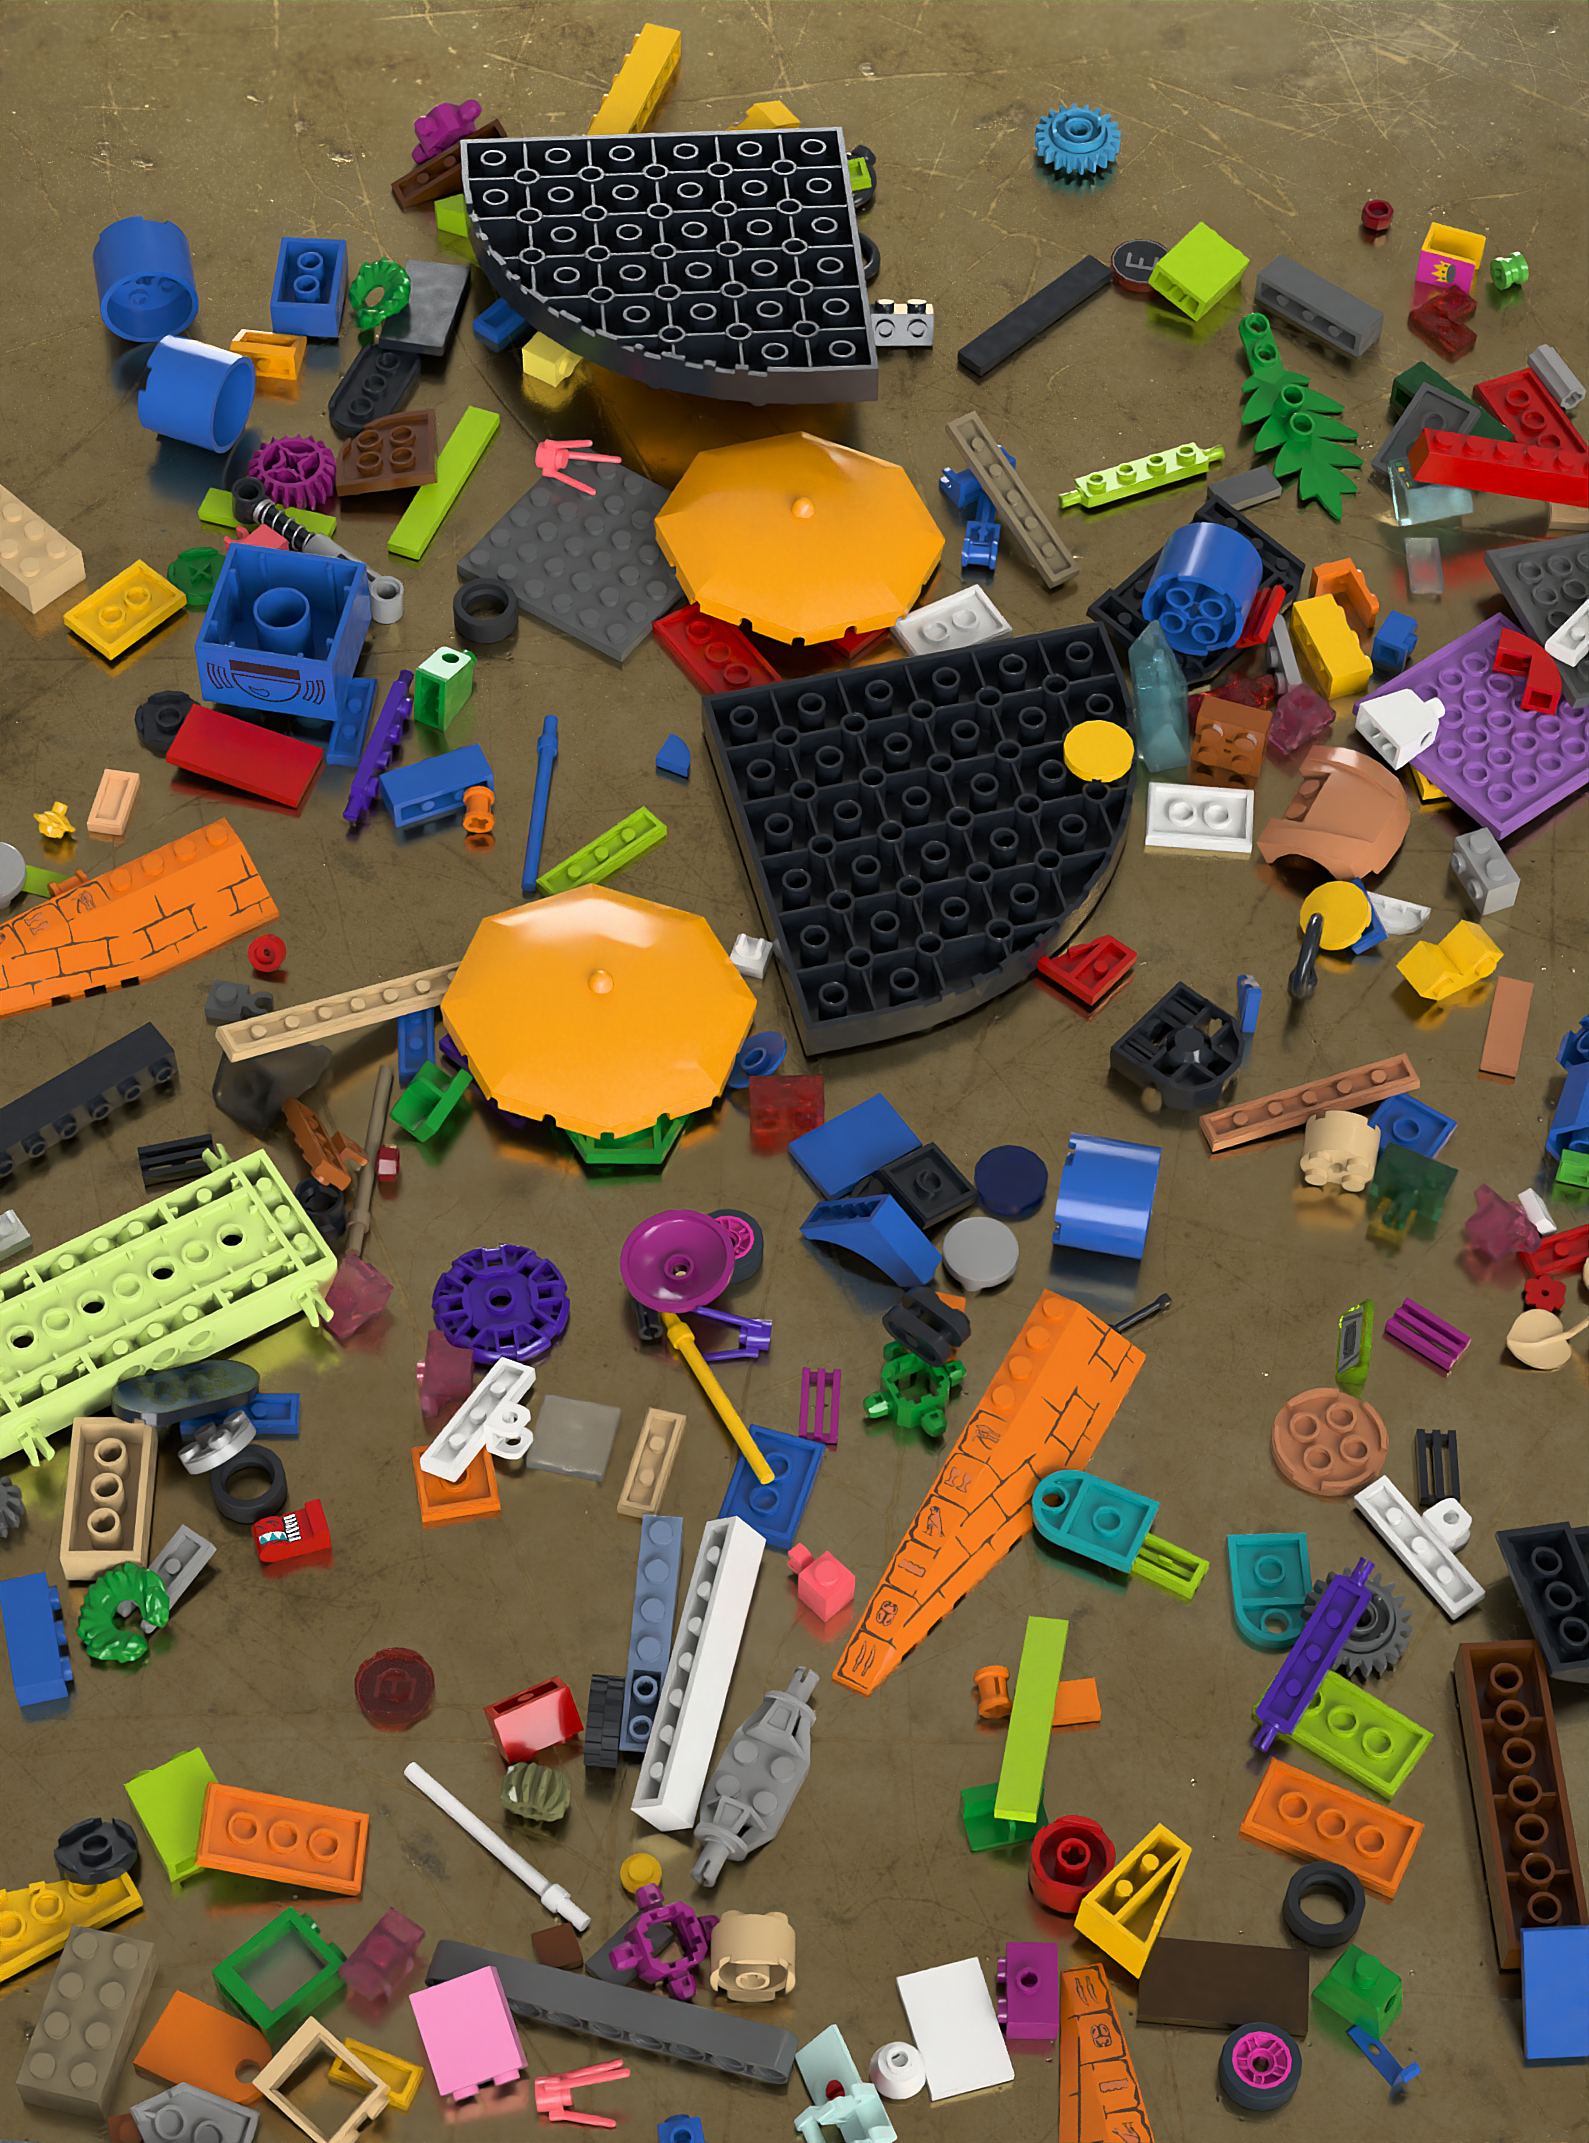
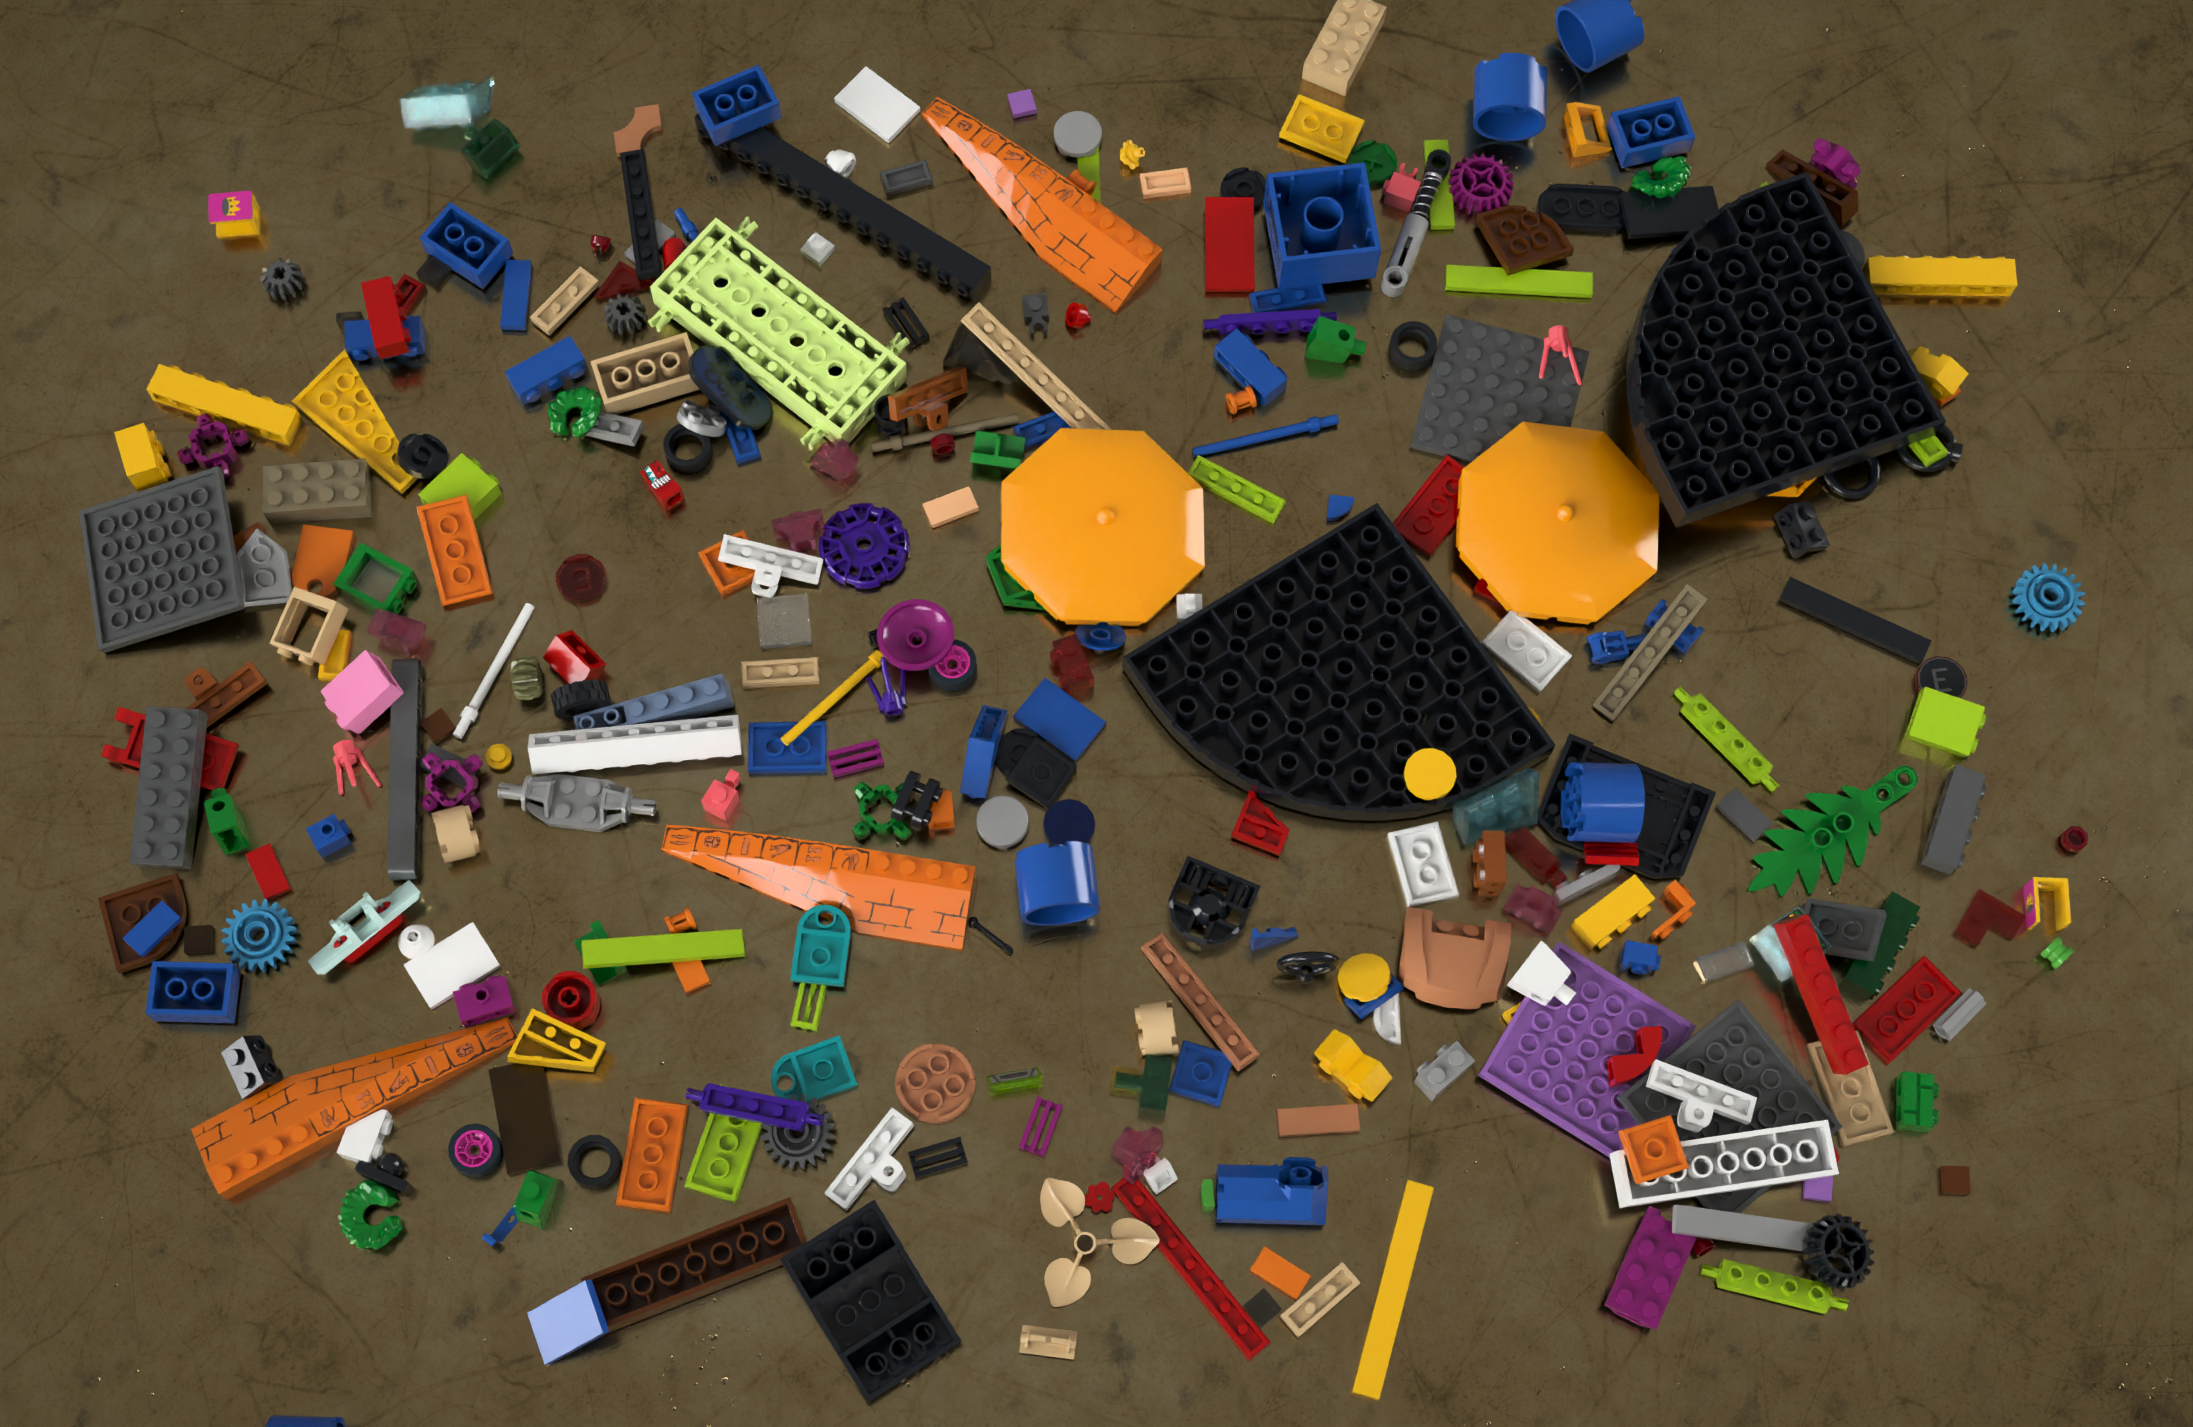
camera: 70 degrees right, 15 degrees up
(486, 1185) = (950, 507): none -> light nougat tile

